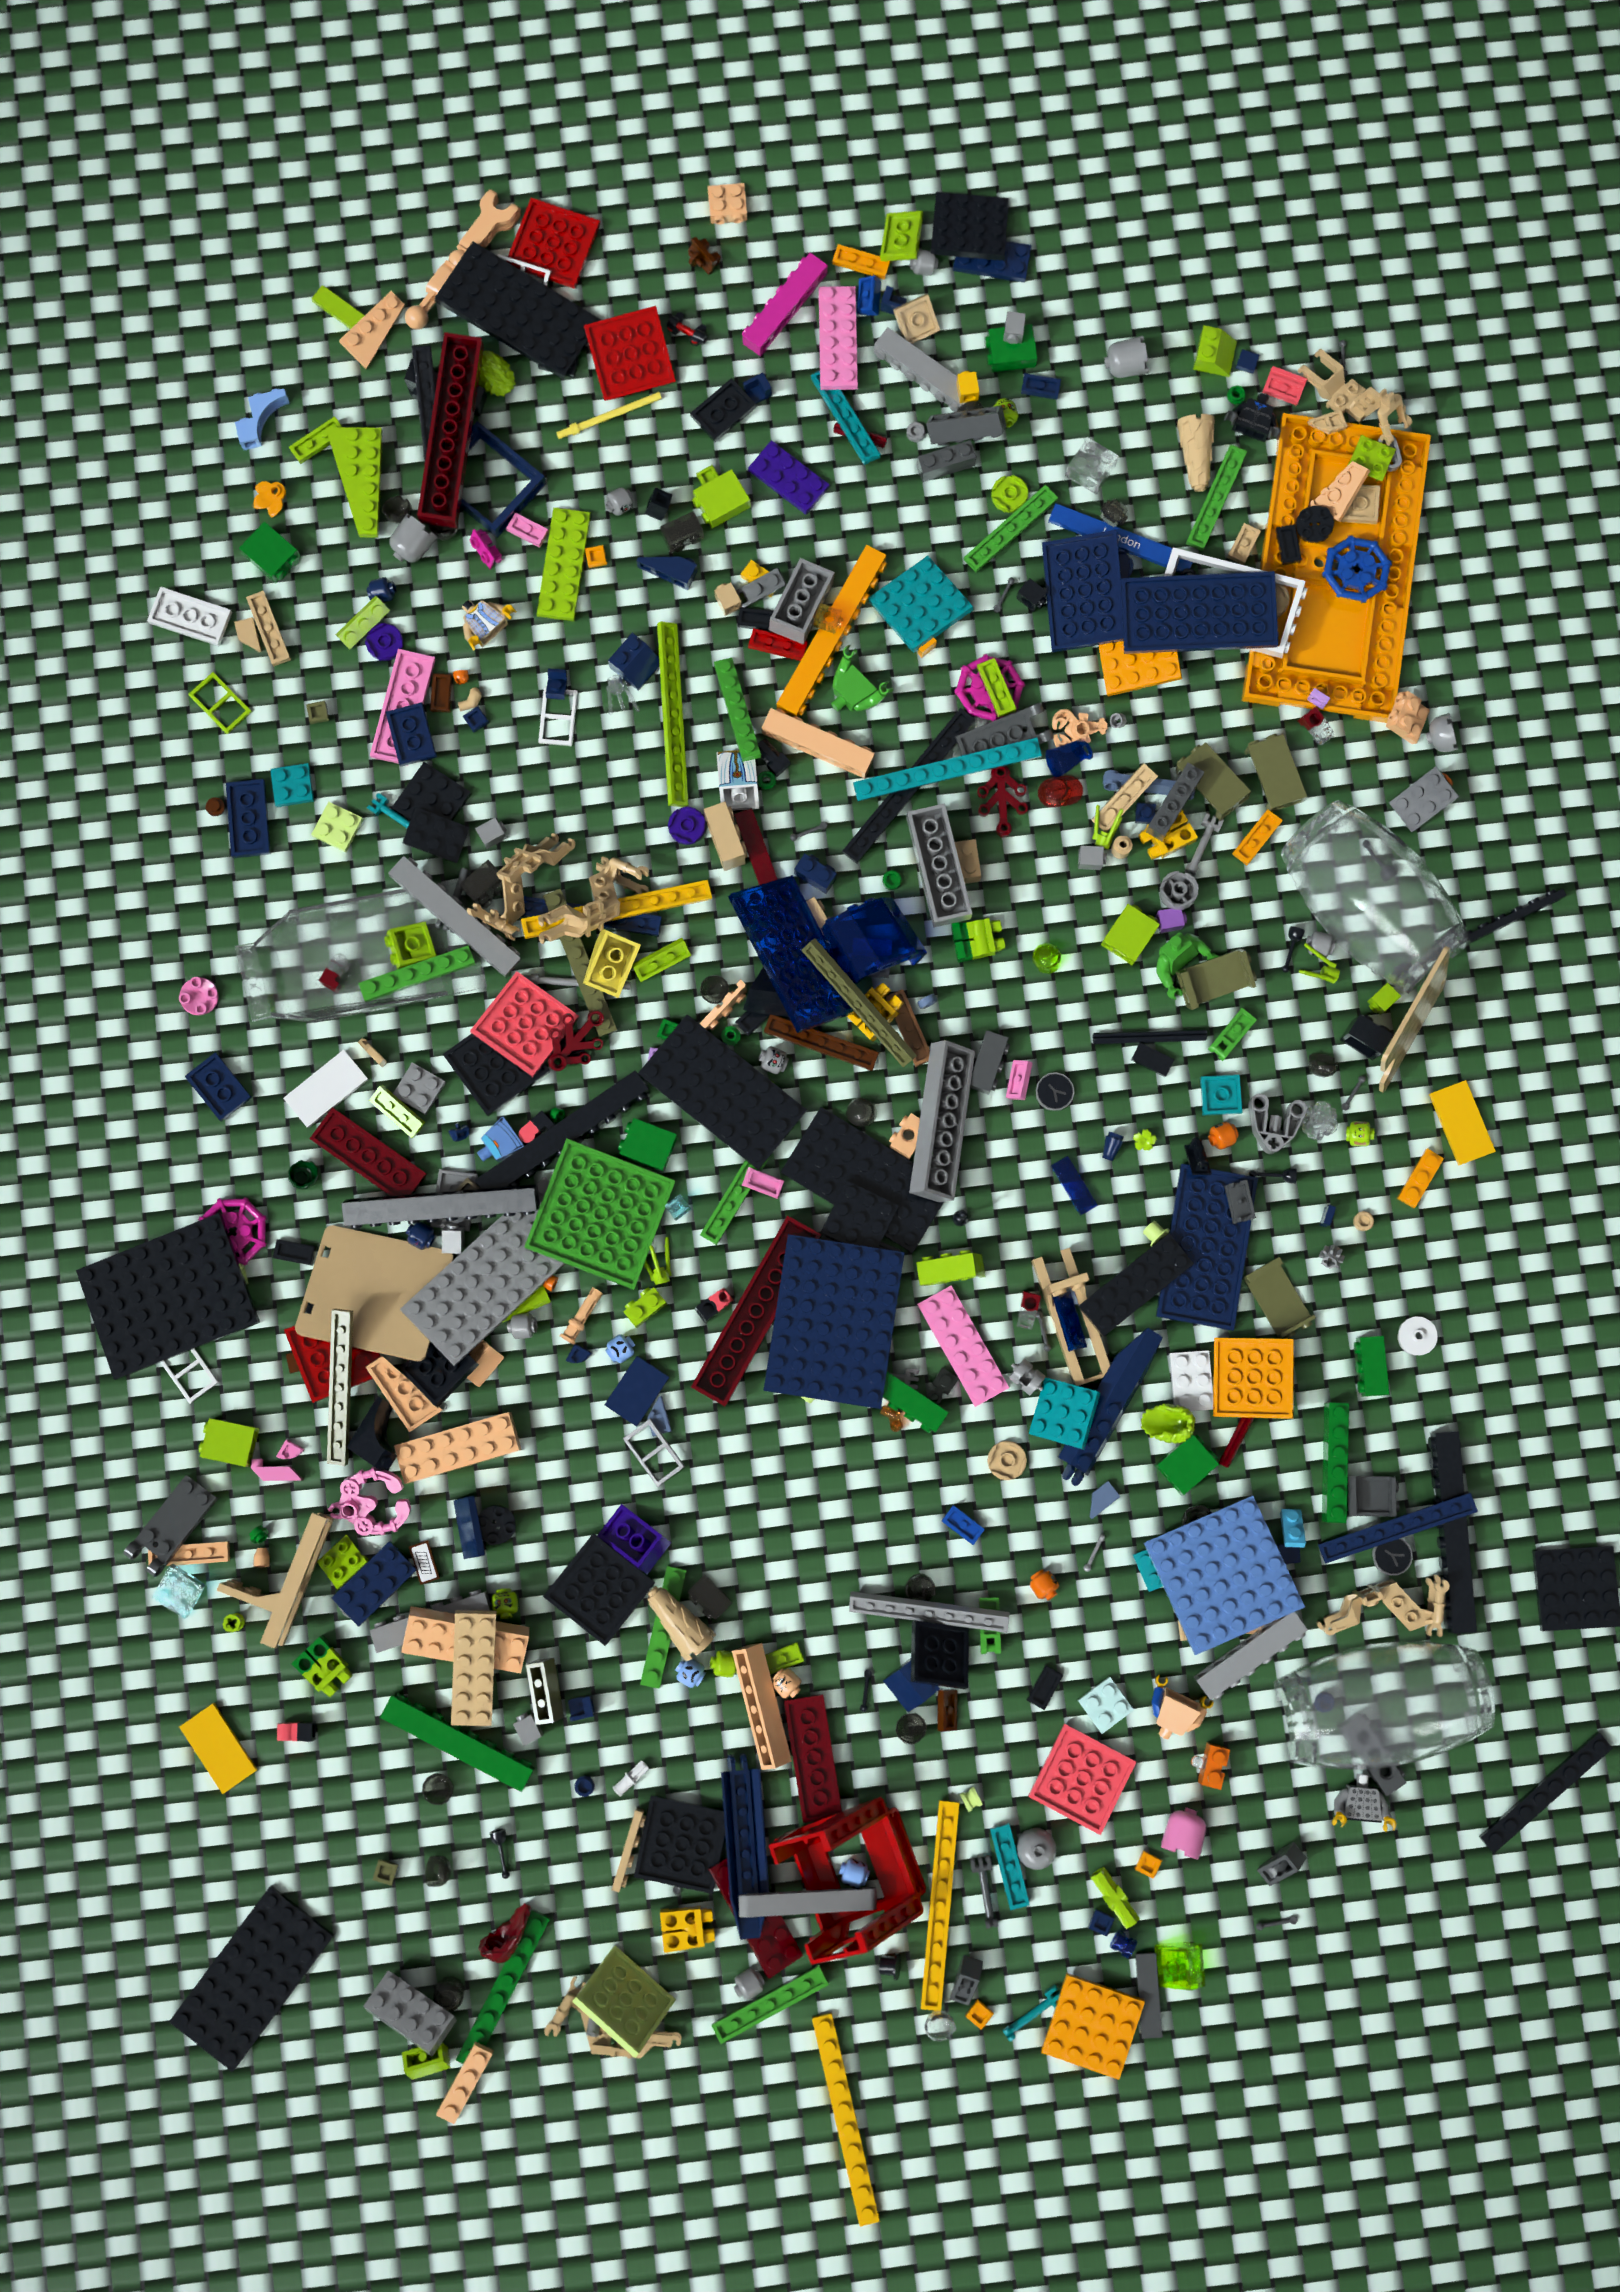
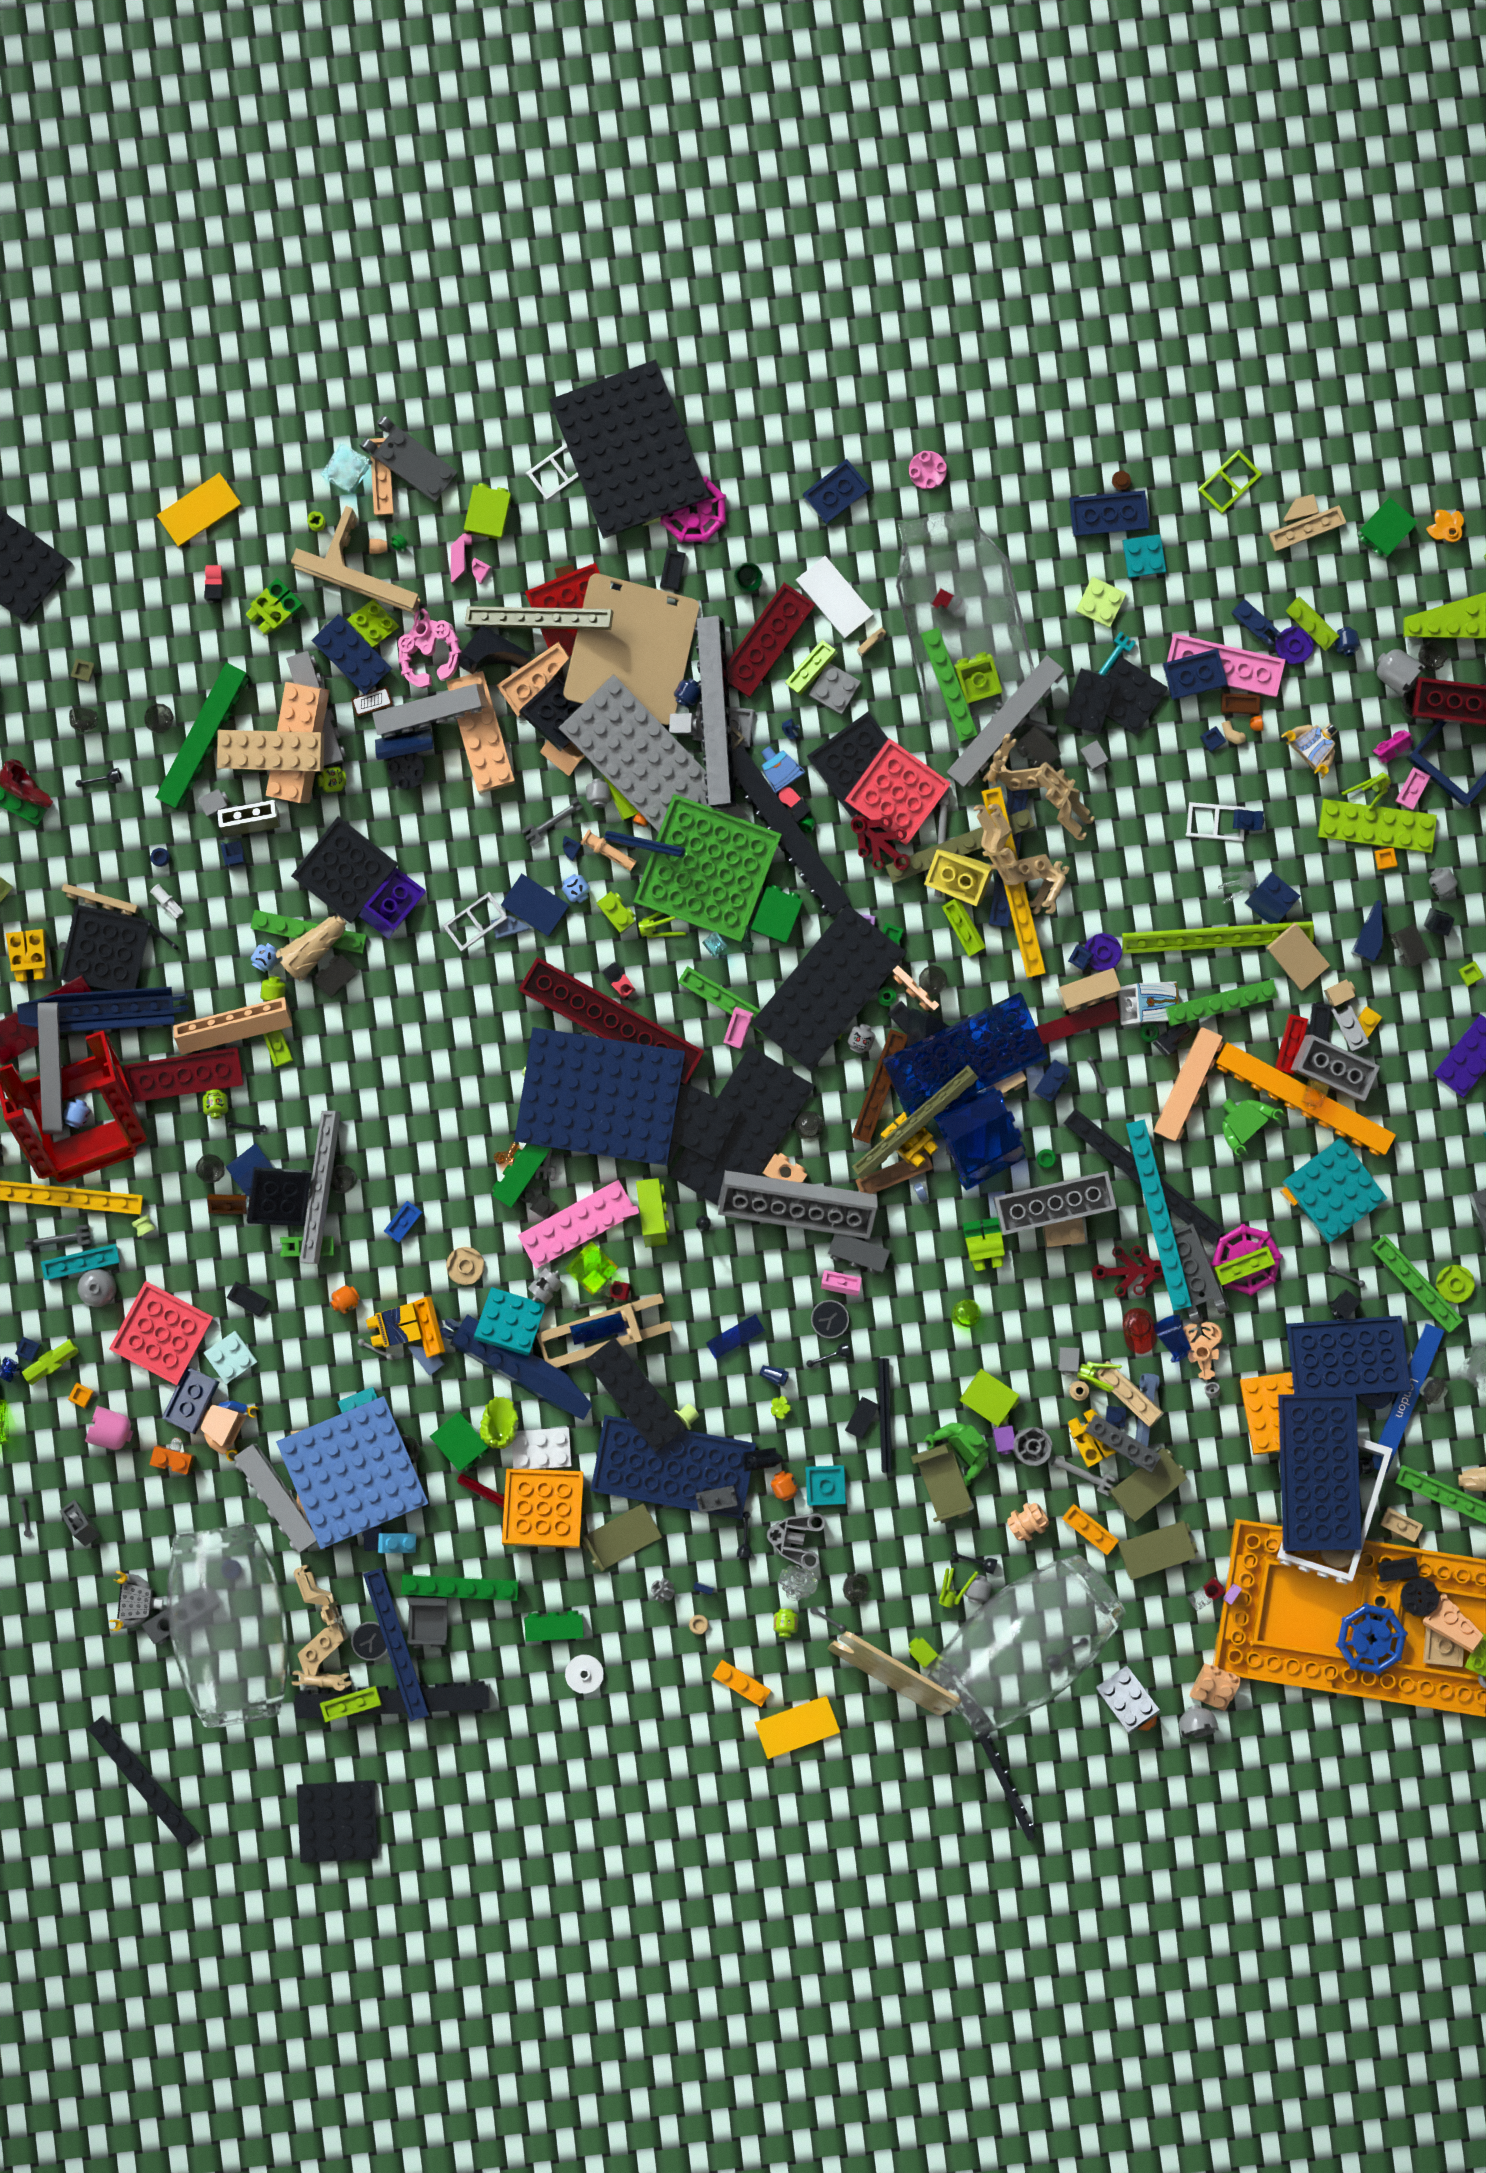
camera: 85 degrees right, 5 degrees up
(189, 616) = (1319, 449): white plate -> none
(317, 712) = (1219, 580): olive plate -> none
(360, 677) = (1255, 622): none -> dark blue hinge
(433, 1499) = (430, 710): none -> light grey brick
(521, 562) = (1377, 783): none -> lime plant
(536, 1350) = (535, 832): none -> dark grey hinge
(575, 1276) = (645, 844): none -> dark blue axle
(656, 1795) = (150, 925): none -> black hinge
(678, 1175) = (747, 945): none -> clear green hand
(691, 637) = (1298, 956): none -> tan tile
(692, 845) = (1081, 957): none -> dark blue tile
(721, 499) = (1446, 986): lime brick -> none
(786, 1683) = (254, 1049): light nougat head -> none
(843, 1724) = (215, 1104): none -> lime head
(951, 1291) = (628, 1211): none -> bright pink plate
(1009, 1328) = (592, 1268): none -> clear neon green slope
(1071, 1497) = (428, 1327): none -> light orange plate
(1071, 1538) = (389, 1328): none -> hips
(1087, 1078) = (842, 1351): none -> black hinge
(1151, 1746) = (190, 1400): none -> tile
(1233, 1033) = (887, 1498): bright green plate -> none
(1252, 896) = (1028, 1521): none -> light nougat piece
(1366, 1036) = (883, 1631): black piece -> none
(1461, 1574) = (350, 1703): none -> lime plate

